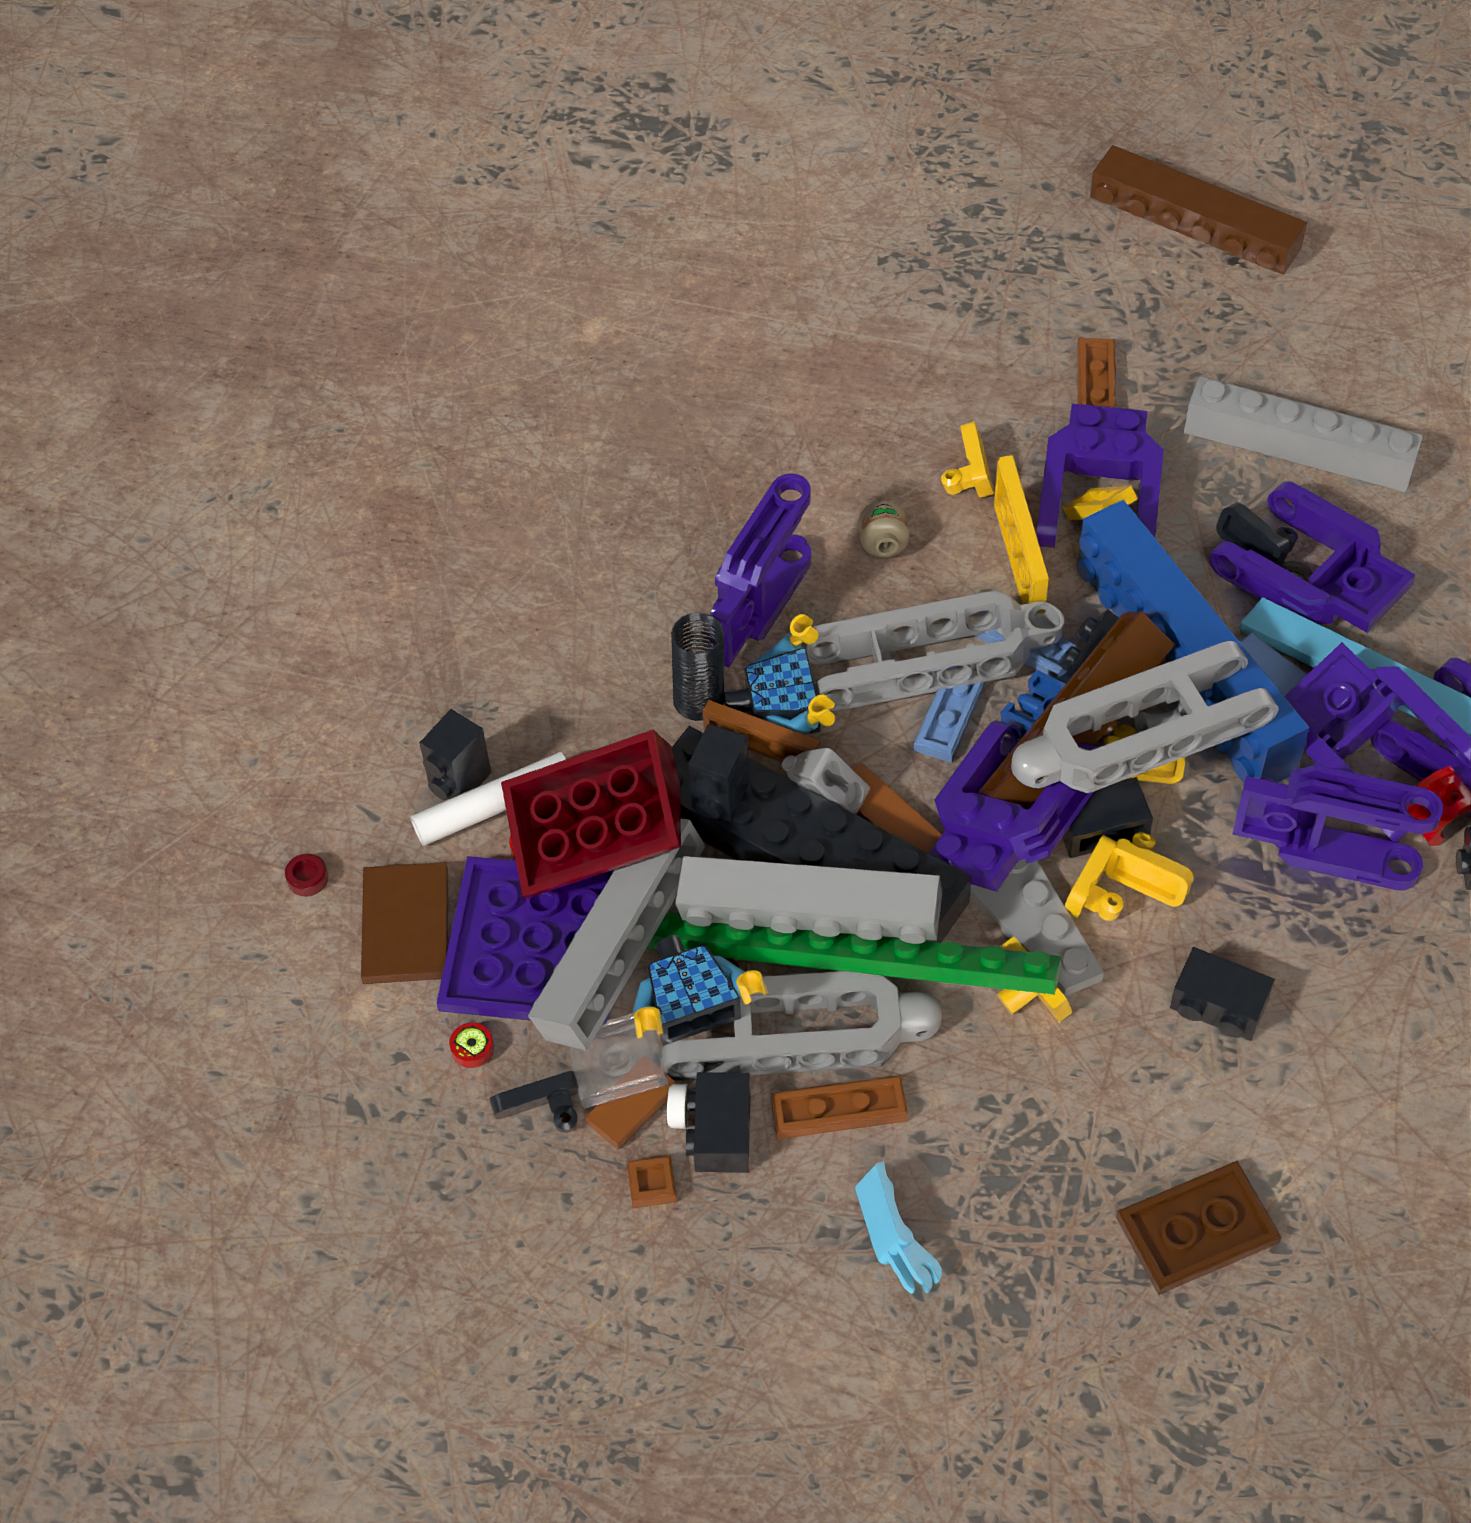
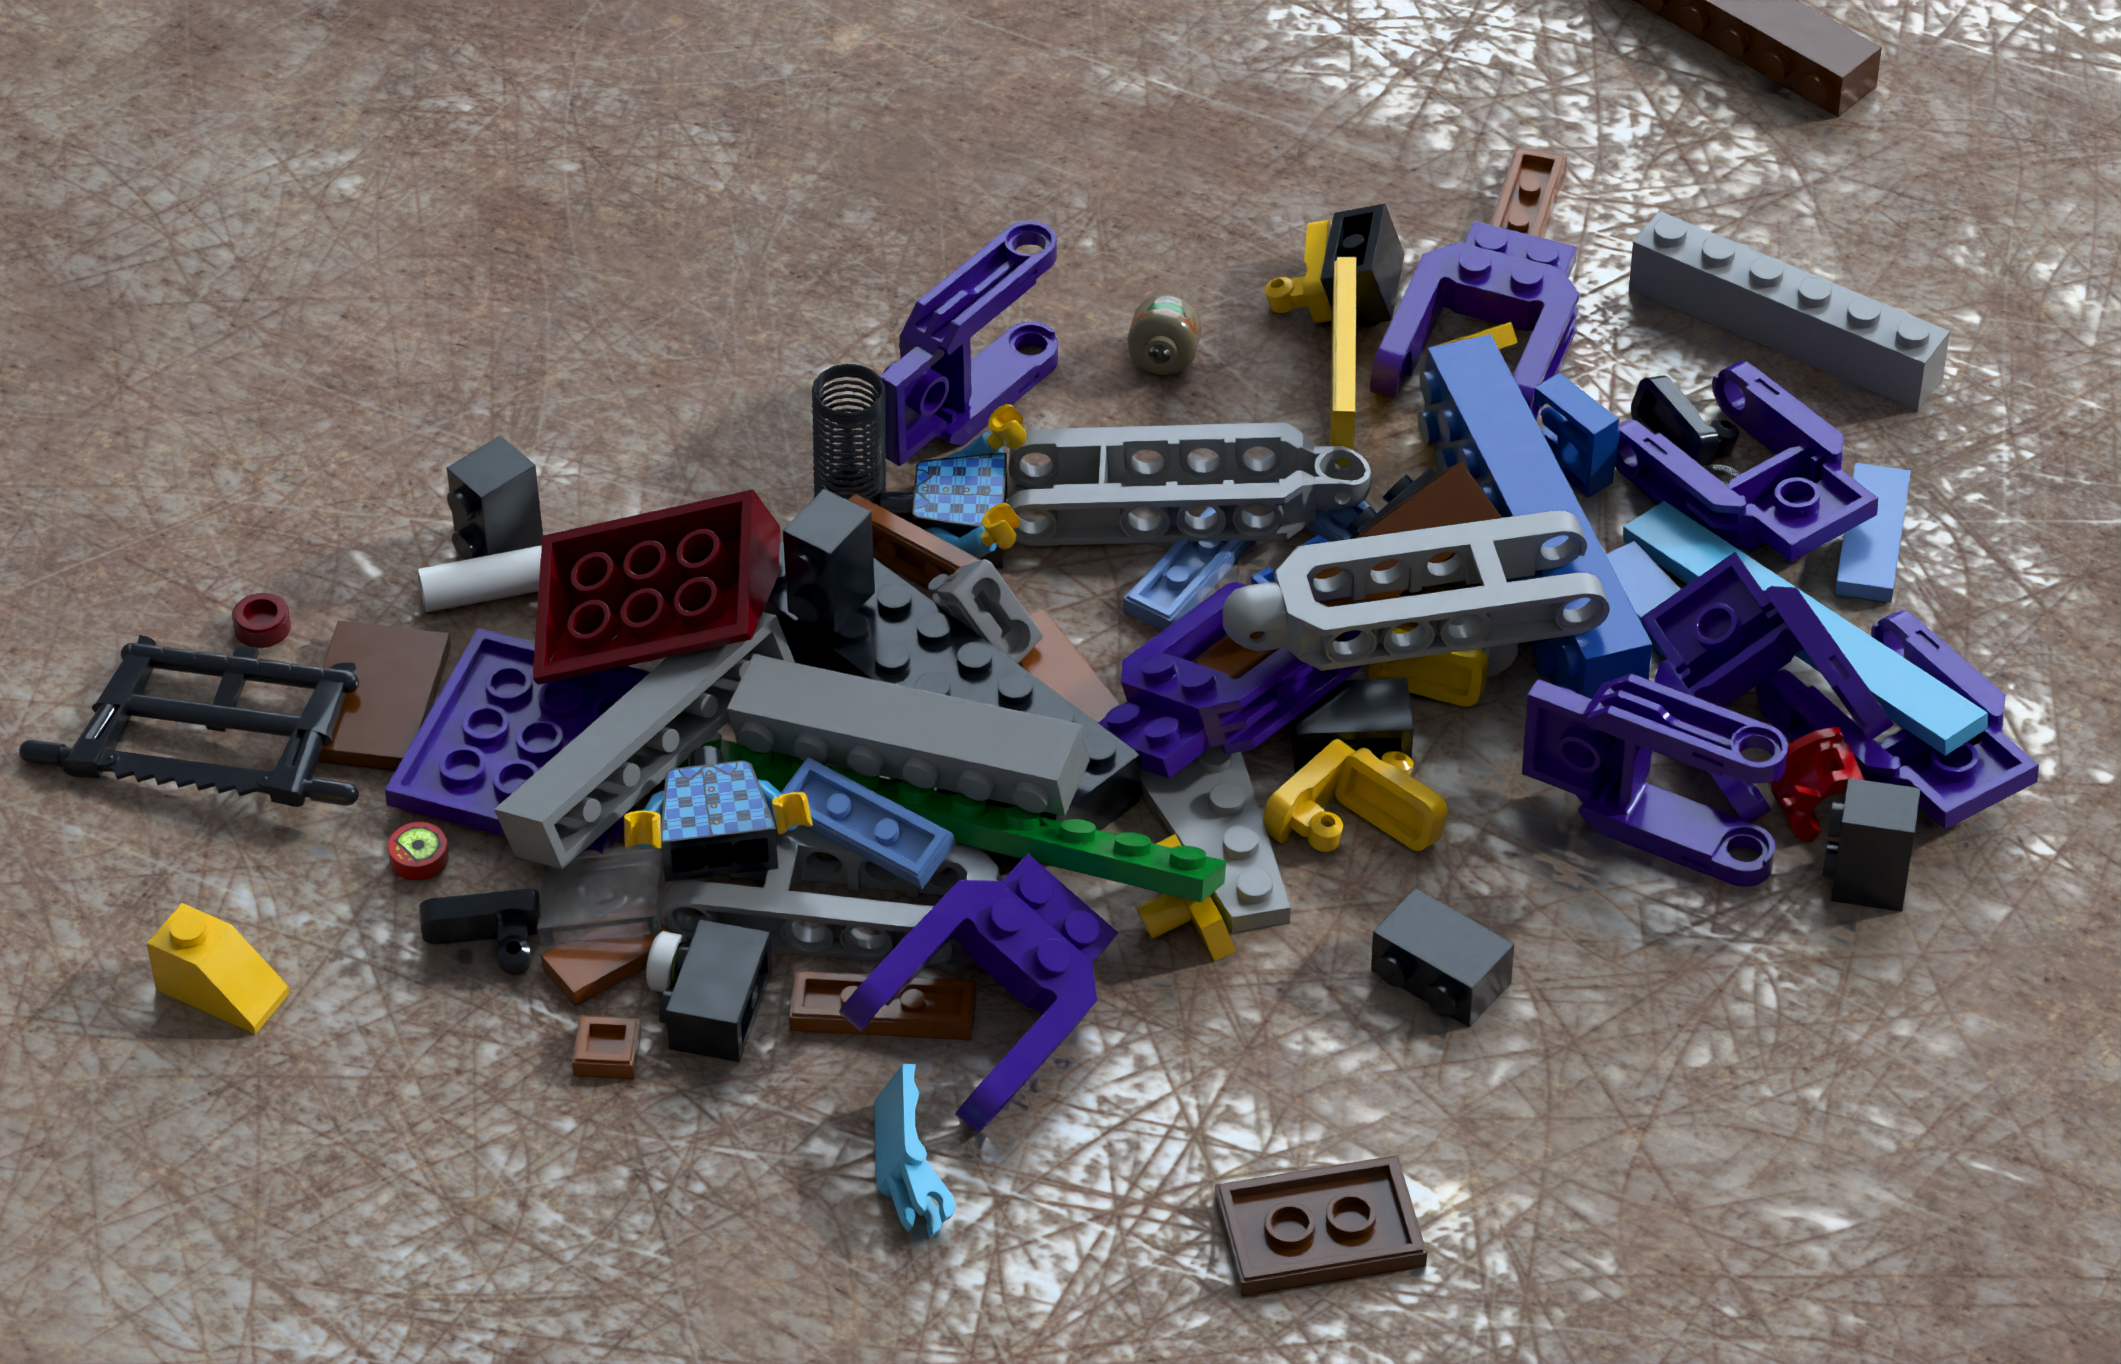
camera: 10 degrees right, 10 degrees down
(222, 962) = (123, 698): none -> black piece
(353, 1178) = (214, 969): none -> yellow slope
(798, 972) = (871, 824): none -> medium blue tile
(939, 1044) = (1030, 940): none -> dark purple plate
(1003, 436) = (1379, 260): none -> black brick
(1195, 555) = (1579, 434): none -> blue brick
(1413, 613) = (1873, 547): none -> medium blue tile

